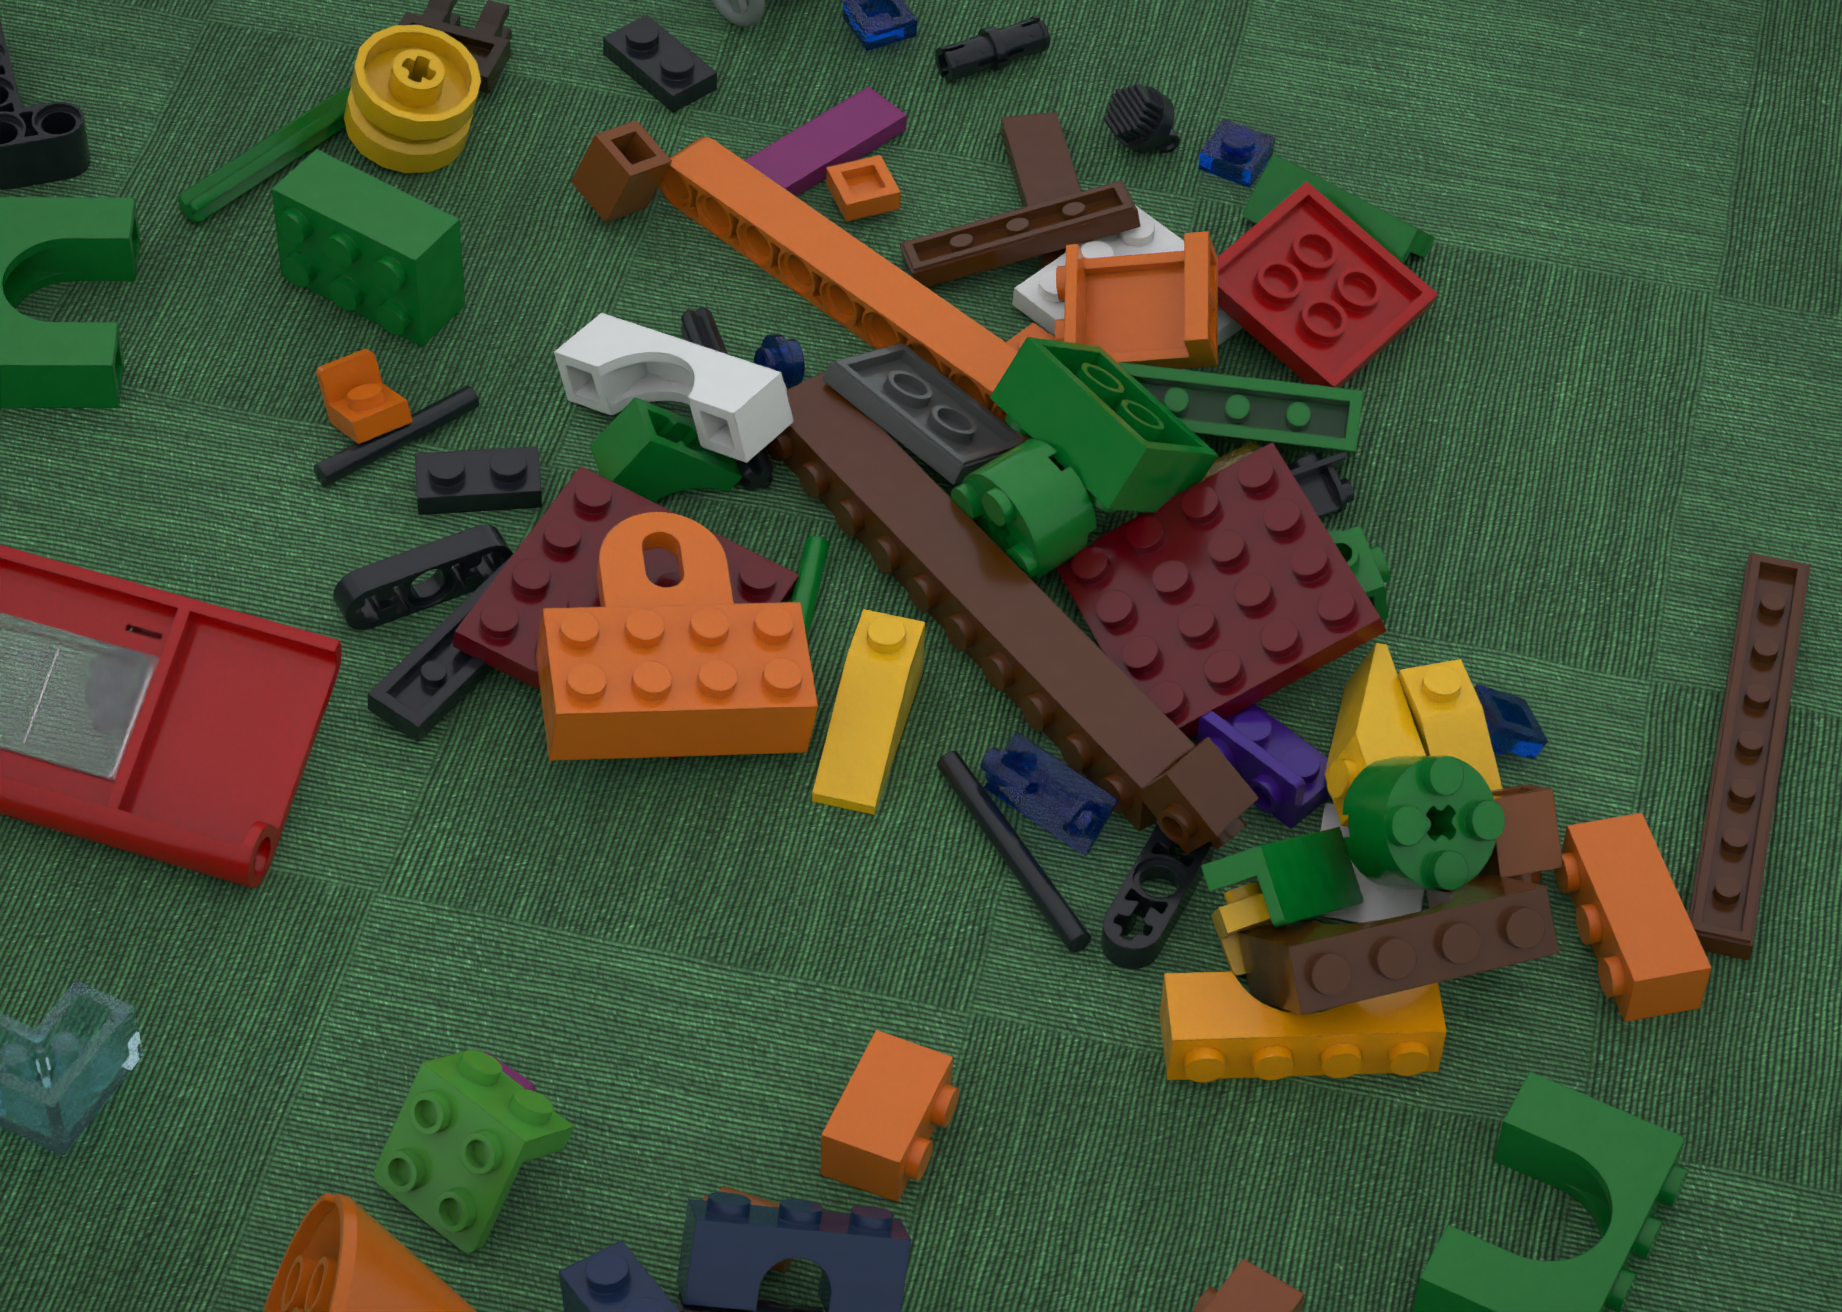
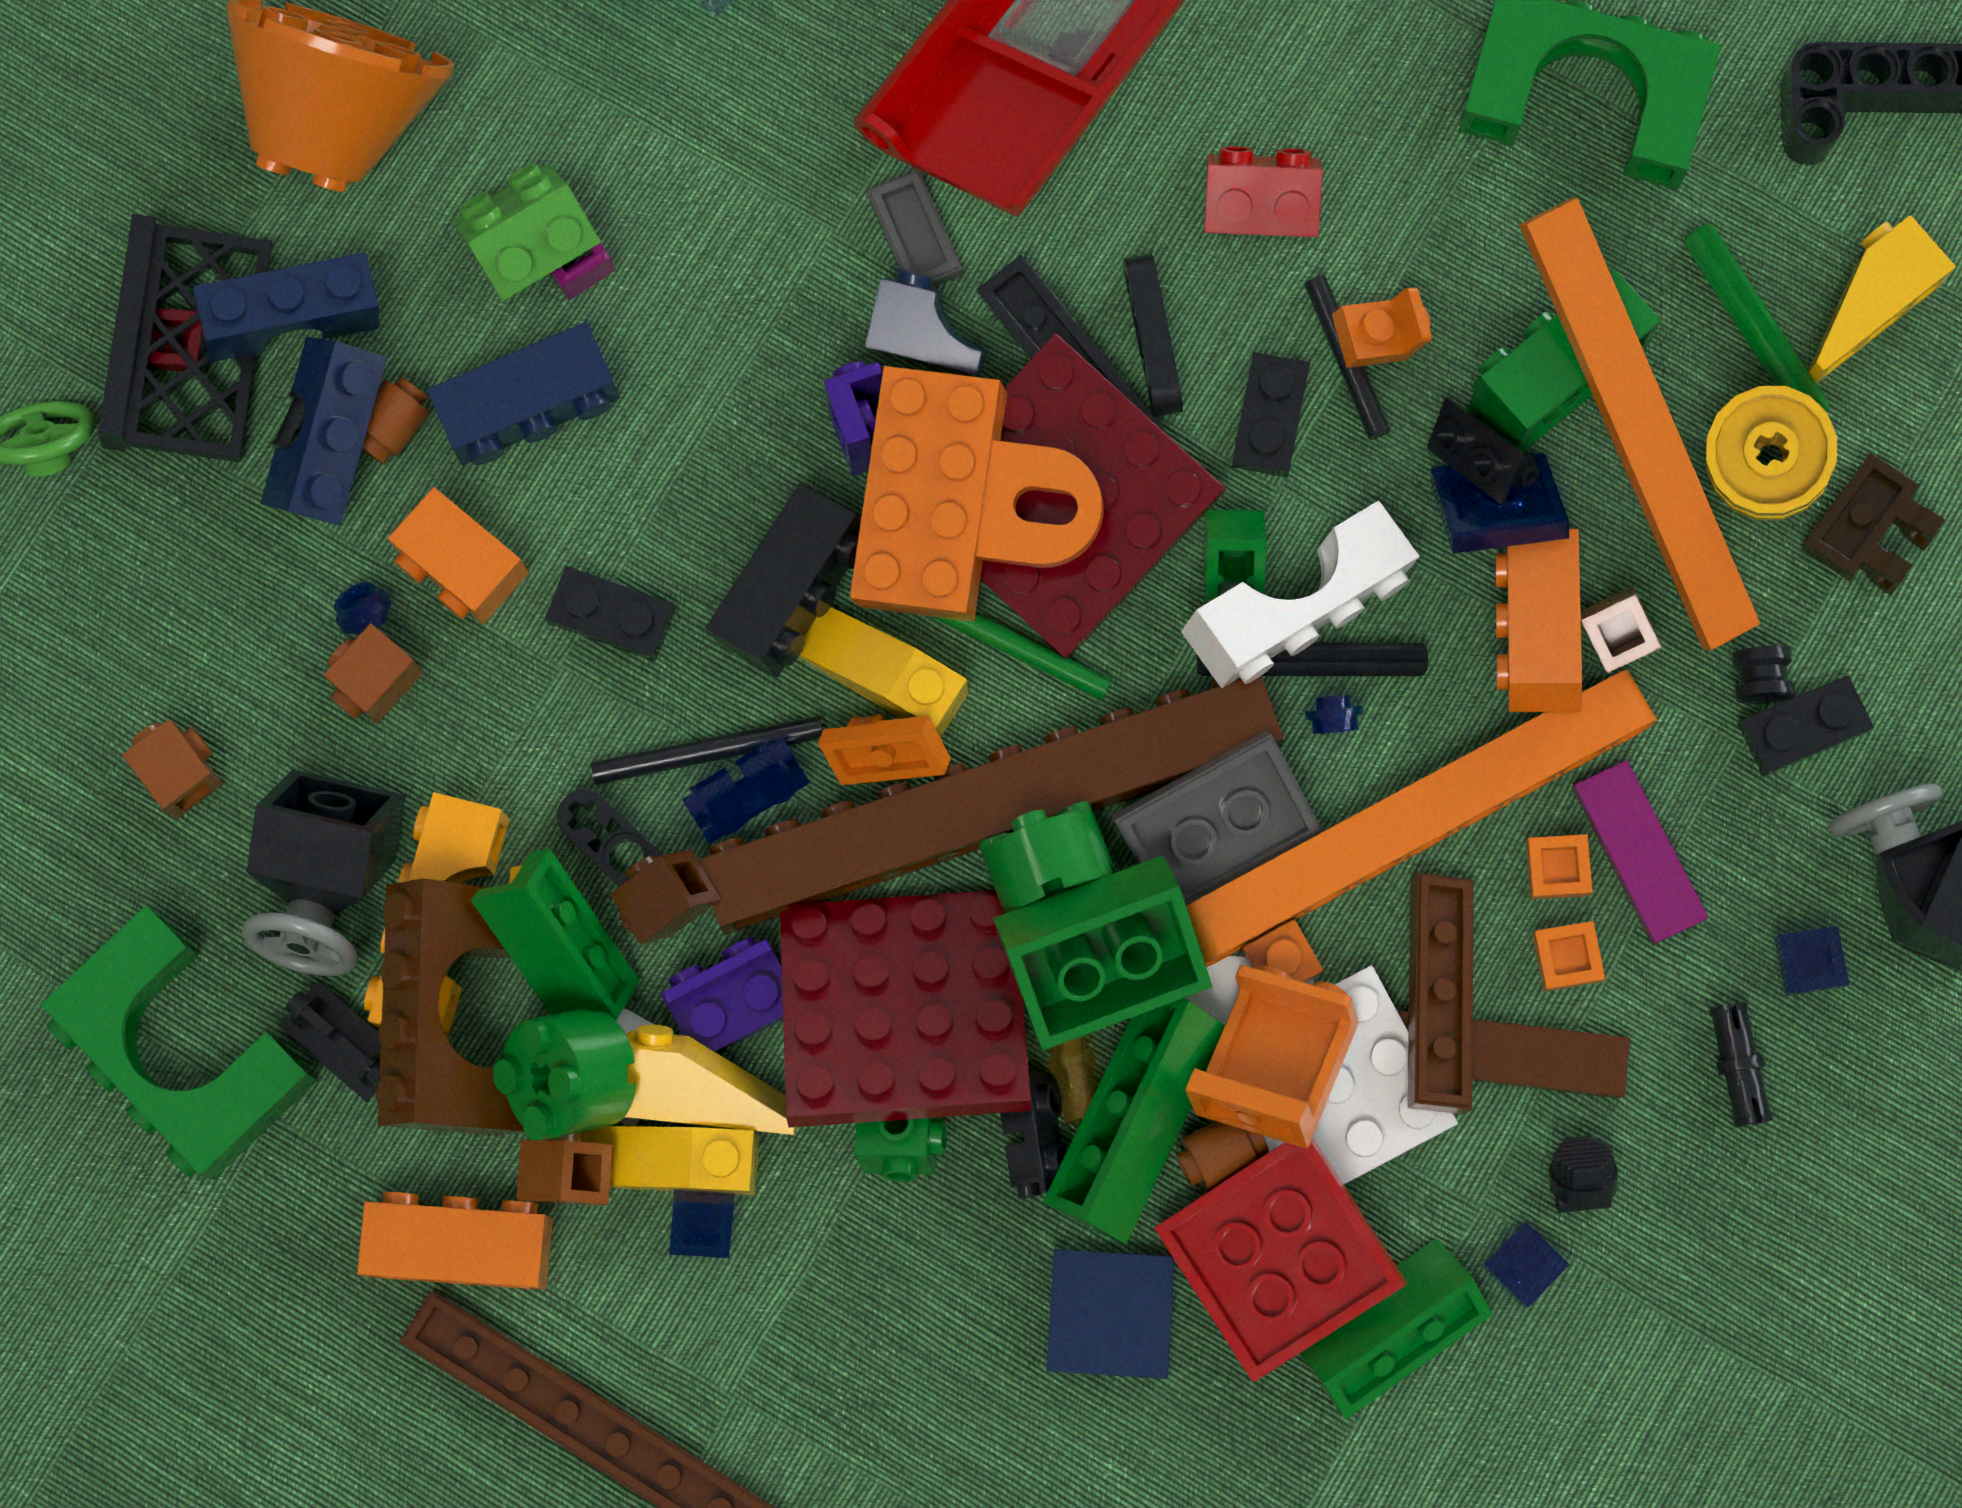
camera: 115 degrees right, 30 degrees up
(224, 73) = (1885, 284): none -> yellow slope
(234, 525) = (1263, 193): none -> red bracket
(361, 811) = (914, 228): none -> dark grey tile
(414, 156) = (1639, 423): none -> orange tile
(477, 295) = (1480, 452): none -> black hinge
(477, 762) = (913, 325): none -> arch
(524, 276) = (1480, 523): none -> clear blue tile
(606, 777) = (850, 403): none -> dark purple bracket
(625, 86) = (1763, 675): none -> black wheel
(633, 216) = (1540, 625): none -> orange brick
(672, 1101) = (524, 395): none -> dark blue brick
(805, 804) = (787, 582): none -> black brick
(895, 973) = (610, 613): none -> black plate
(944, 167) = (1568, 956): none -> orange plate
(966, 698) = (884, 749): none -> orange hinge
(966, 1195) = (360, 607): none -> clear blue plate
(1057, 1160) = (370, 674): none -> dark orange brick
(1245, 353) = (1218, 1153): none -> dark orange brick
(1274, 1118) = (319, 851): none -> black piece
(1427, 414) = (1110, 1314): none -> dark blue tile
(1472, 1082) = (336, 1038): none -> black hinge

